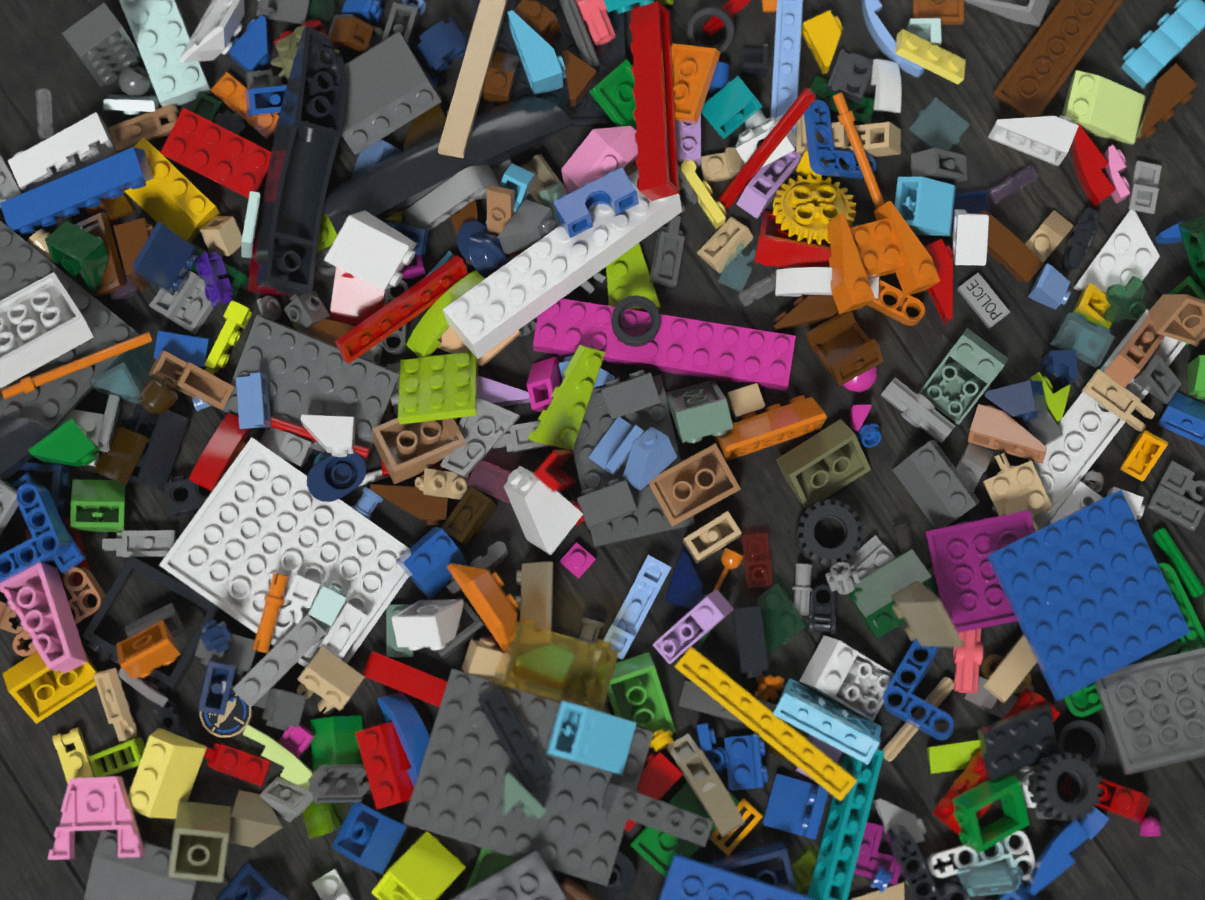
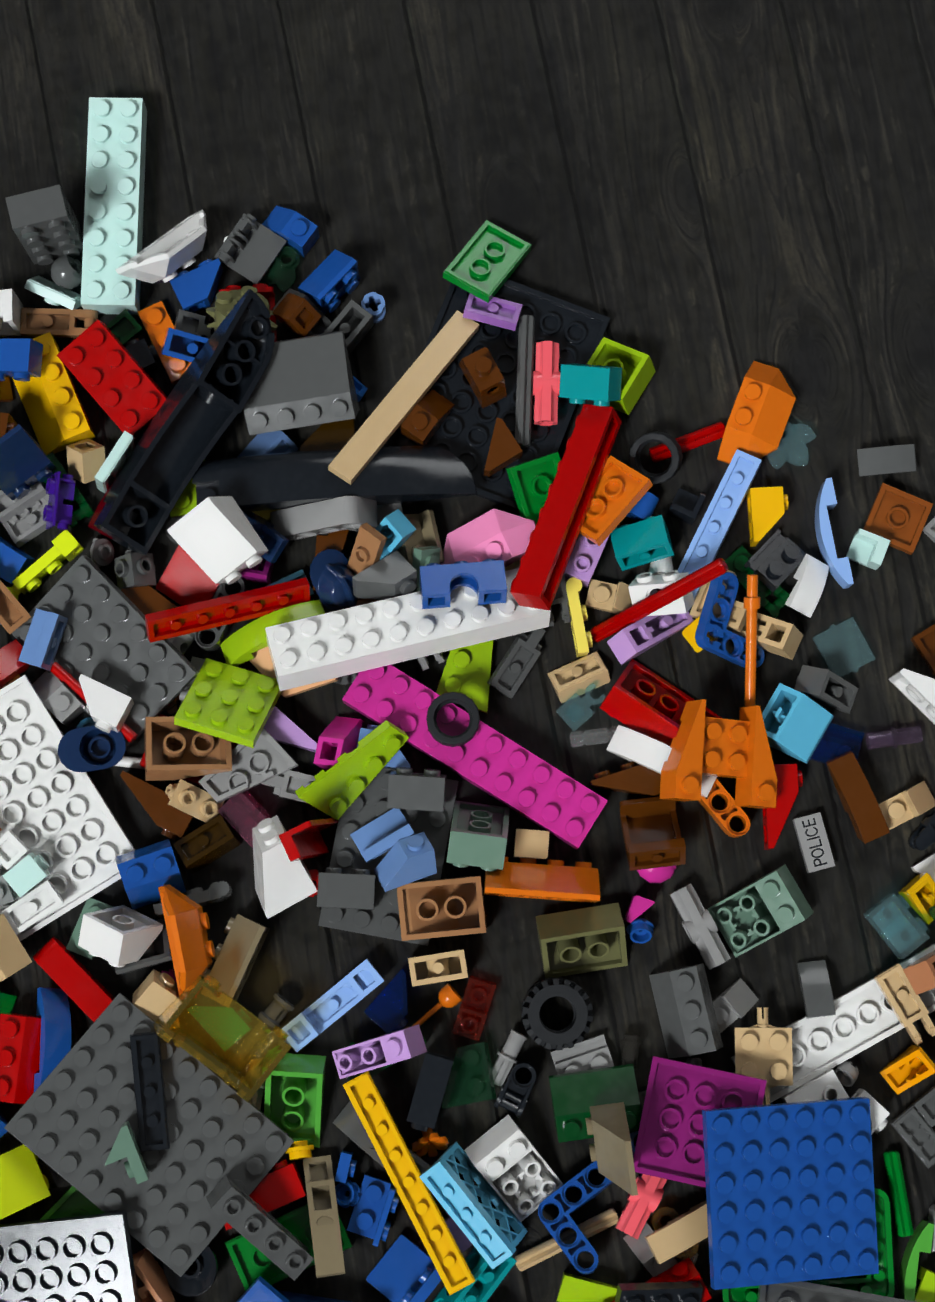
camera: 20 degrees right, 0 degrees up
(367, 503) = (112, 787): medium blue bush -> none
(441, 45) = (381, 361): dark blue brick -> none
(539, 59) = (470, 421): medium azure slope -> none
(577, 560) = (296, 932): dark pink plate -> none
(590, 737) = (225, 1123): medium azure slope -> none
(743, 803) = (358, 1259): light orange tile -> none
(810, 205) = (678, 671): yellow gear -> none
(842, 578) = (550, 1066): light grey gear -> none
(930, 56) = (863, 574): light yellow plate -> none
(970, 238) = (825, 775): white panel -> none
(1000, 432) = (773, 985): nougat slope -> none
(1020, 399) = (806, 961): dark blue slope -> none
(1050, 288) = (886, 859): medium blue slope -> none
(1054, 402) = (839, 977): lime slope -> none
(1062, 364) = (864, 943): dark blue hinge -> none

